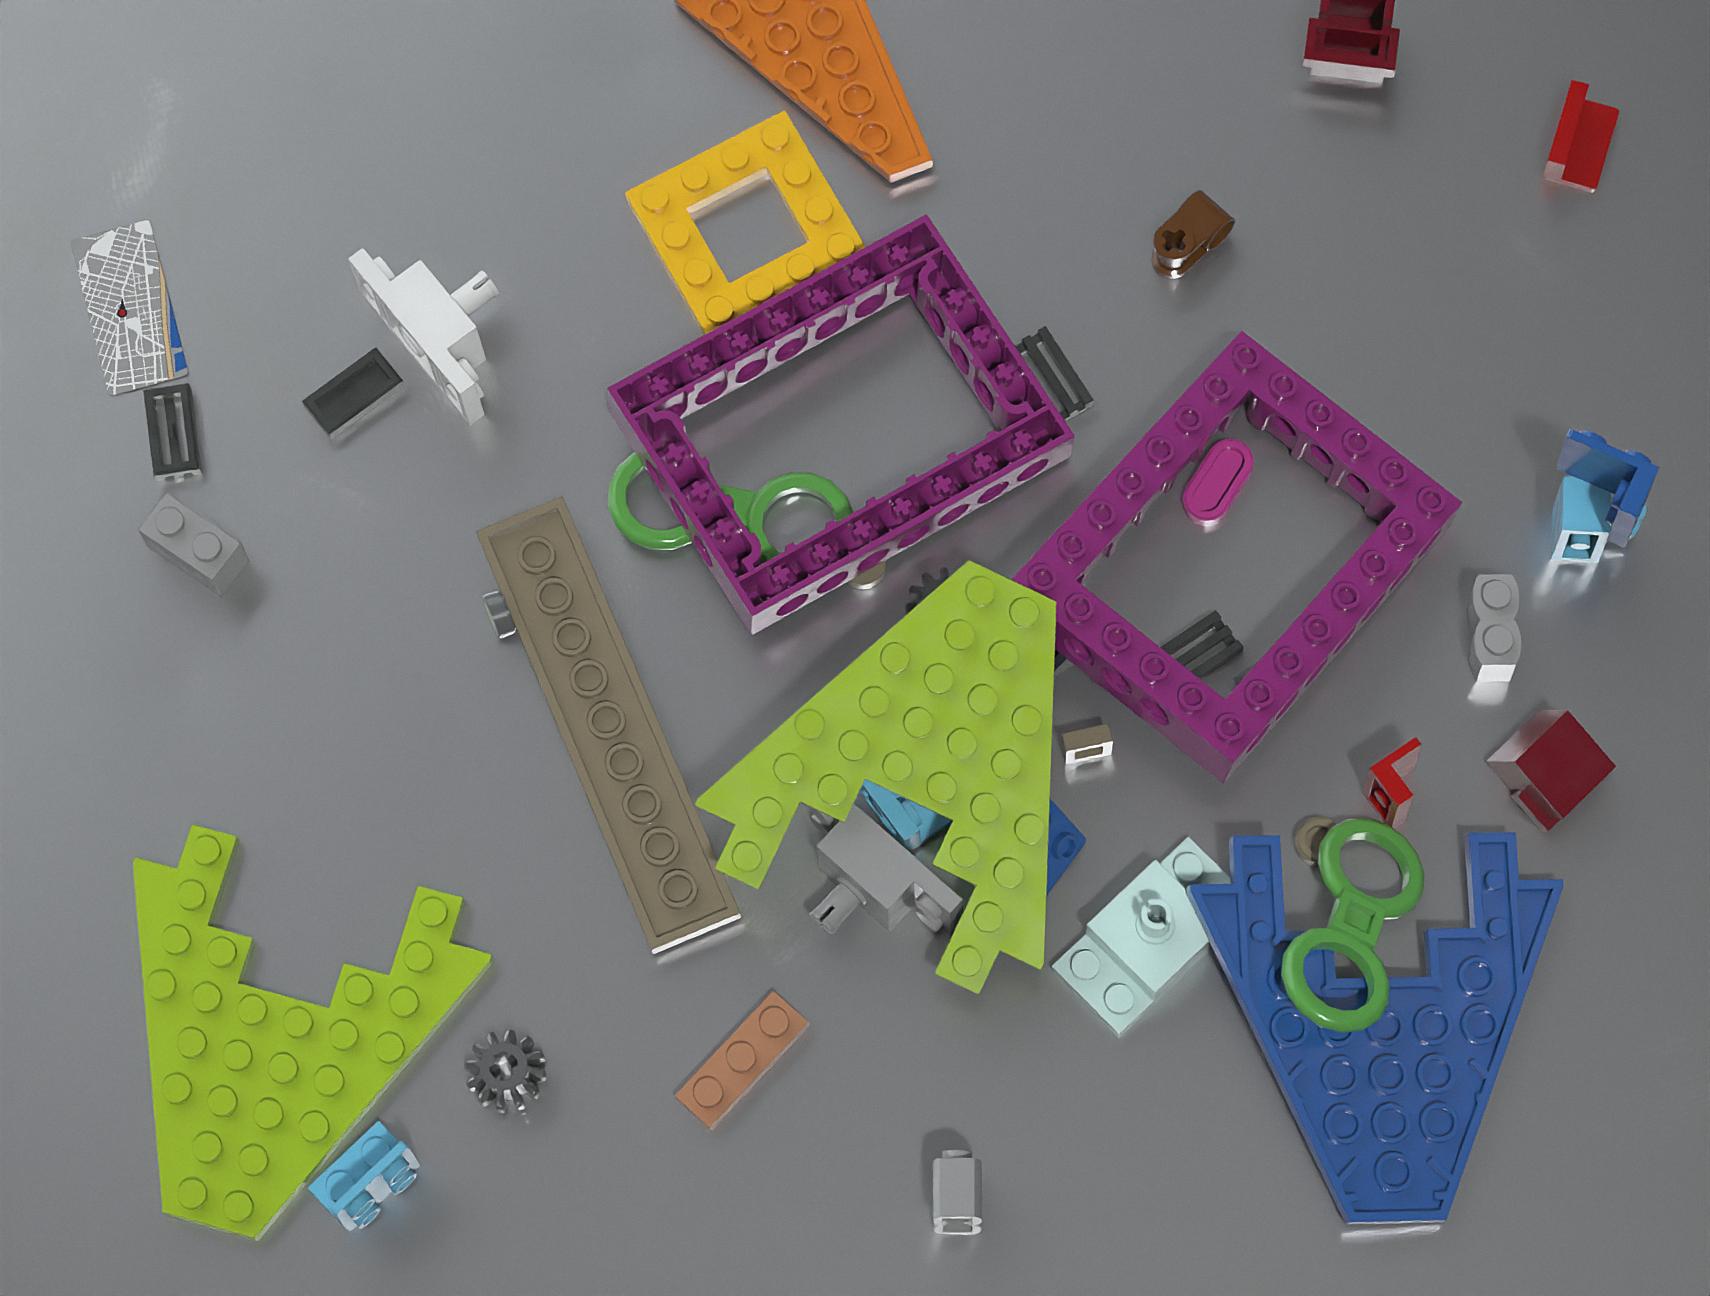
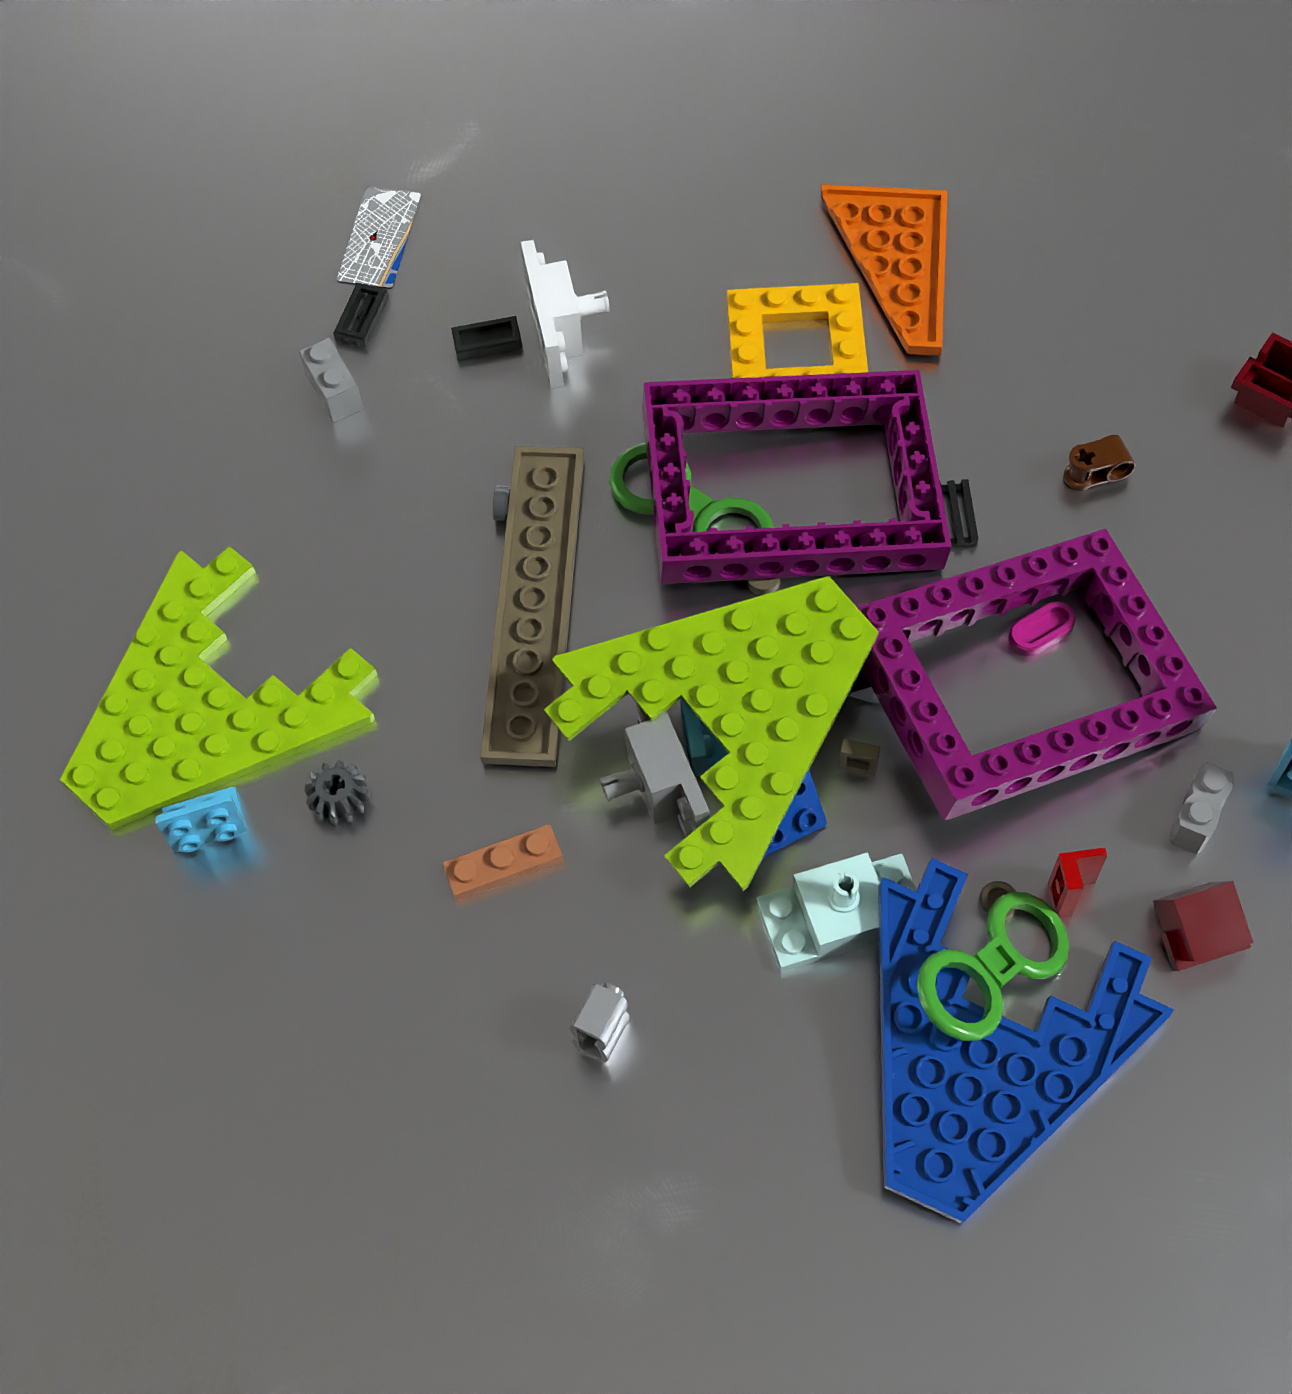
camera: 25 degrees right, 10 degrees down
(1222, 633) = (980, 718): pearl dark grey tile -> none

